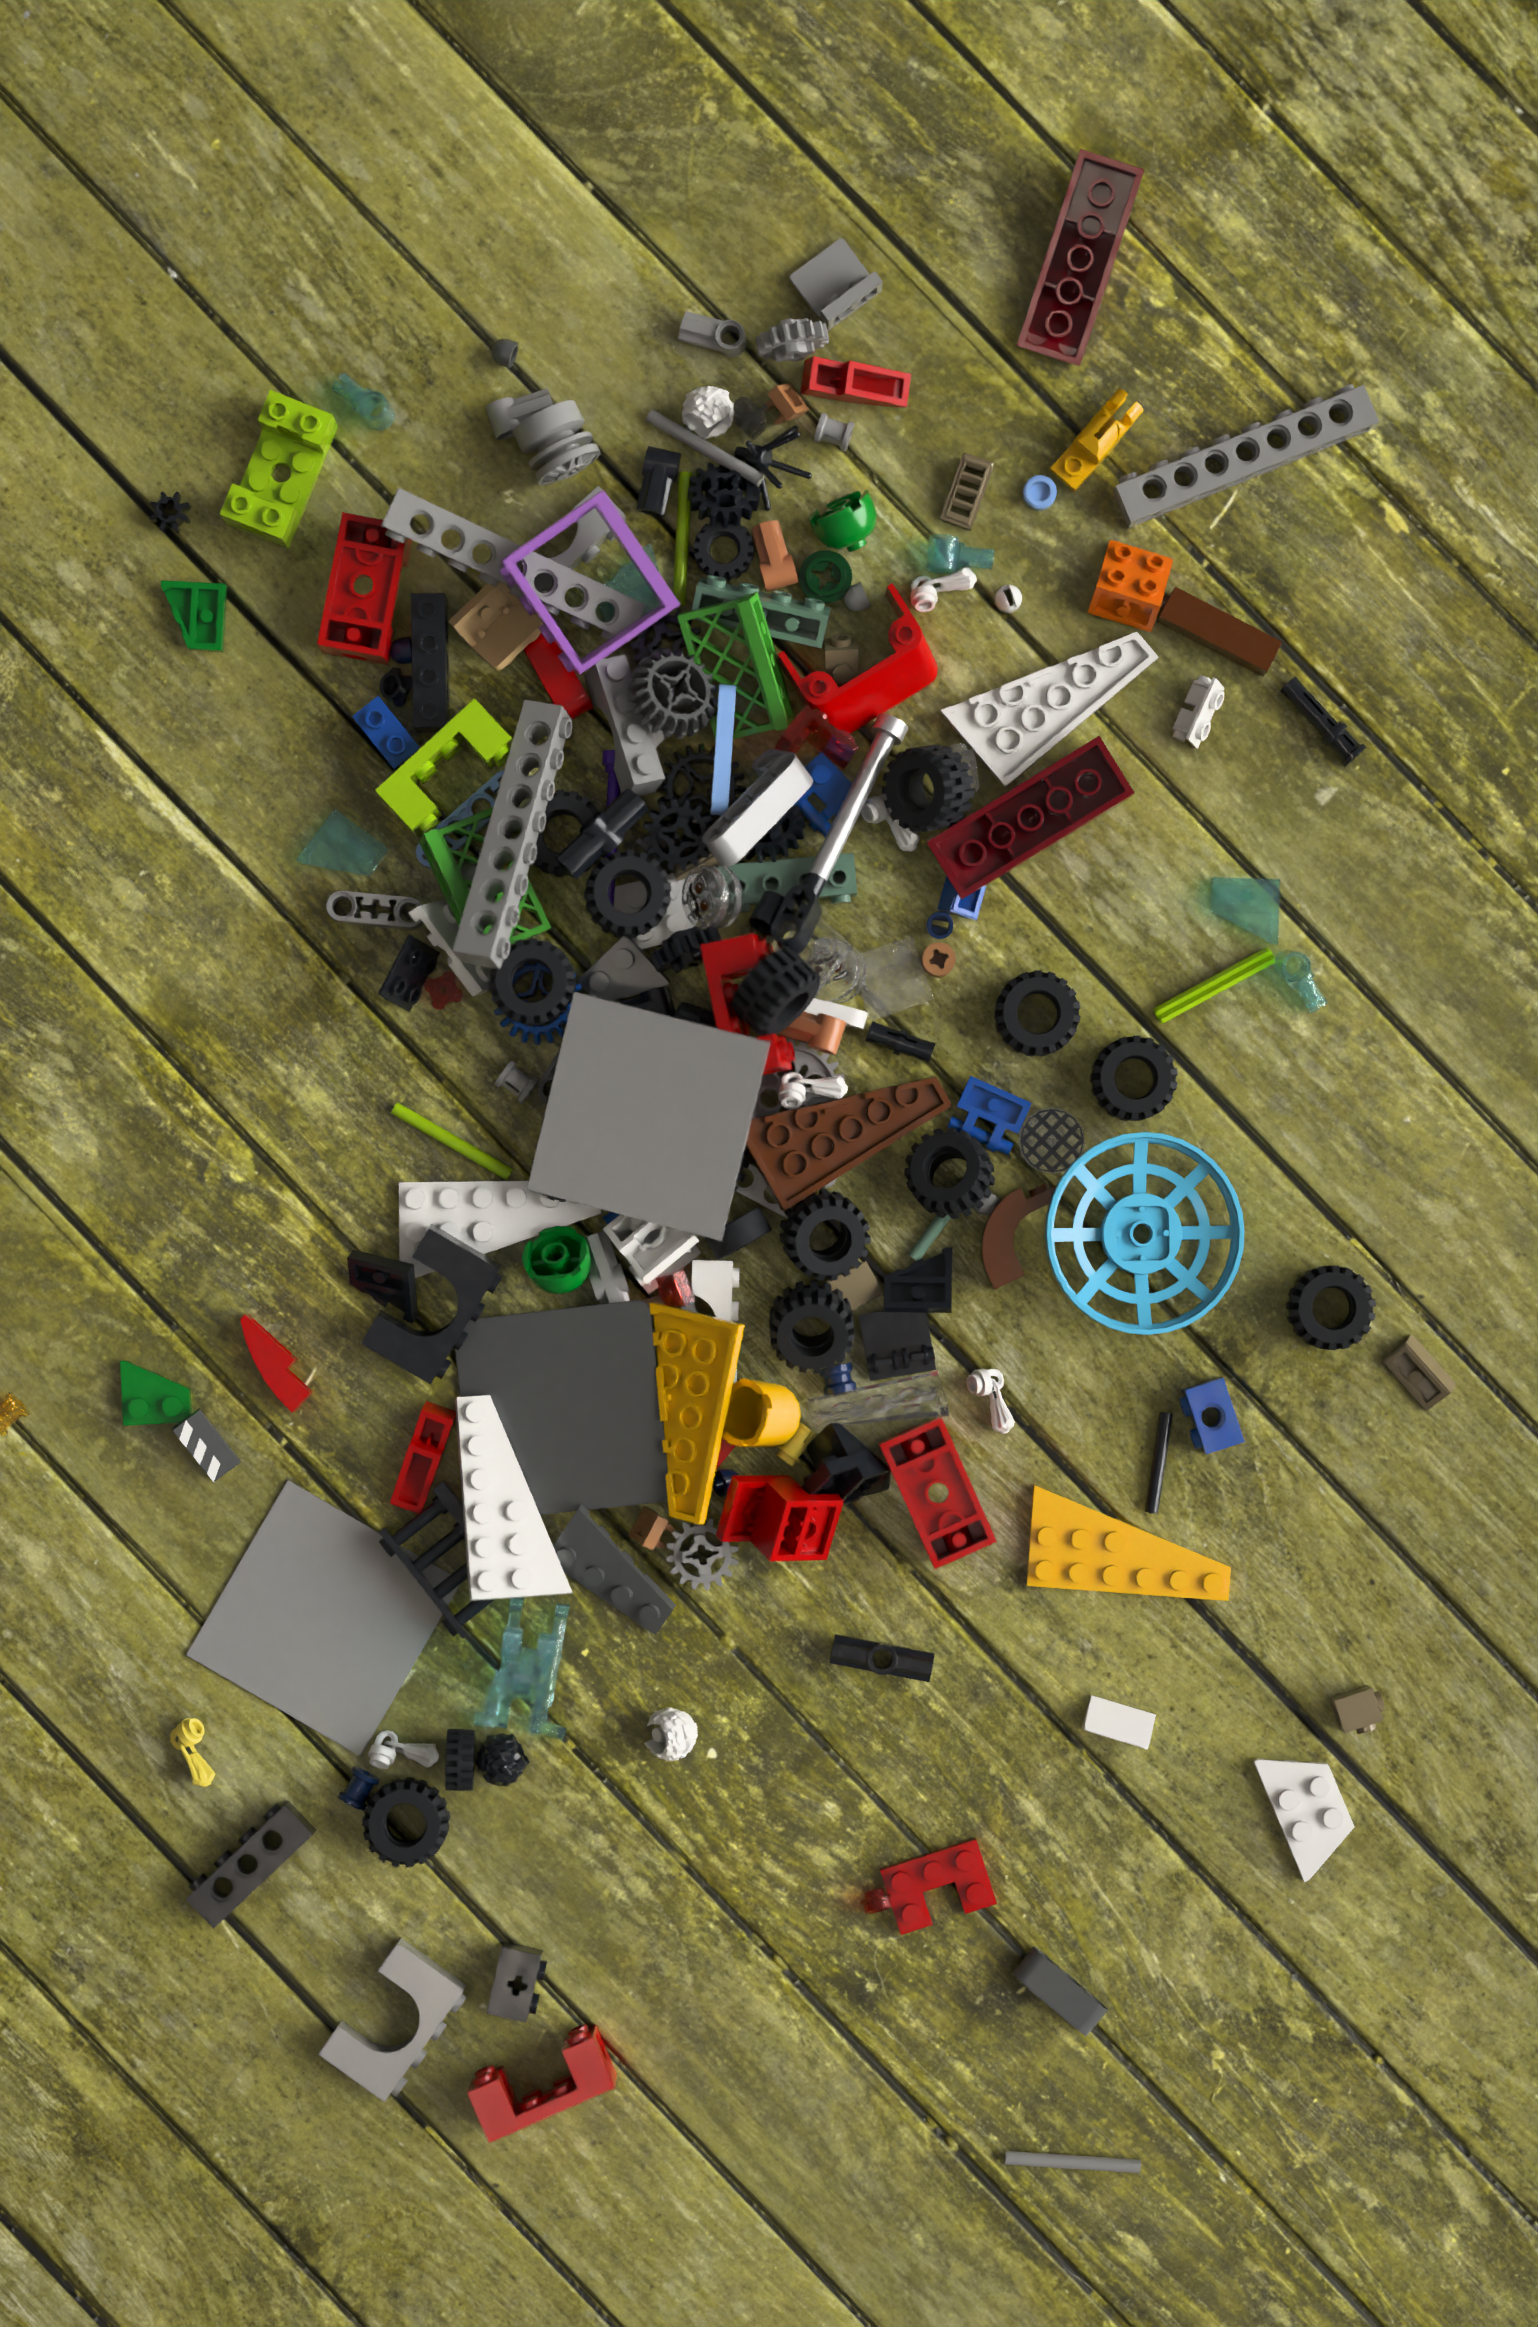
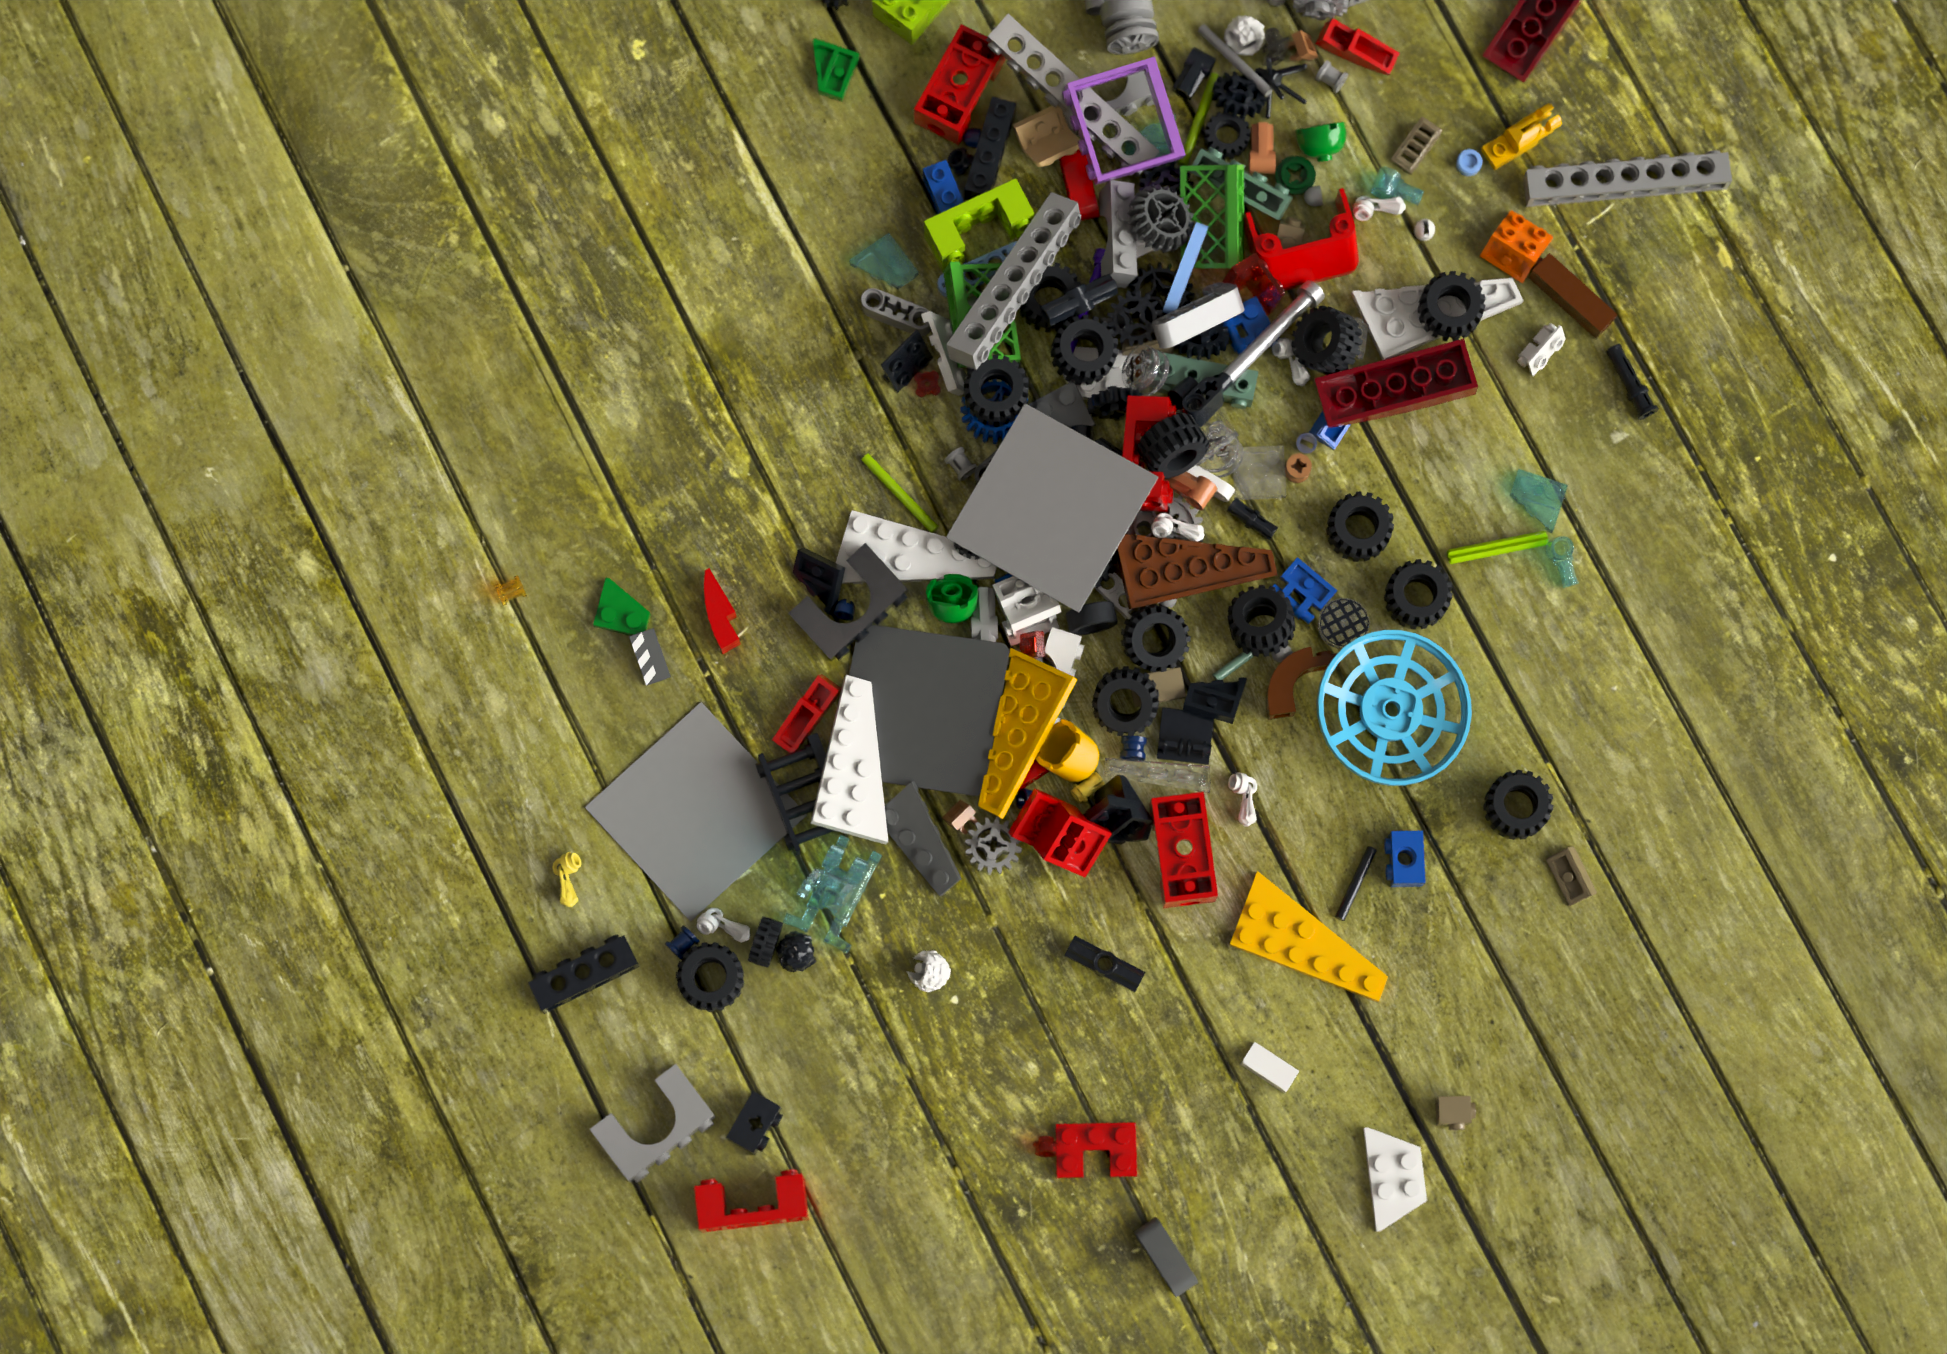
camera: 20 degrees right, 10 degrees down
(429, 1313) = (844, 610): none -> dark blue hinge
(1078, 668) = (1451, 286): none -> black tyre

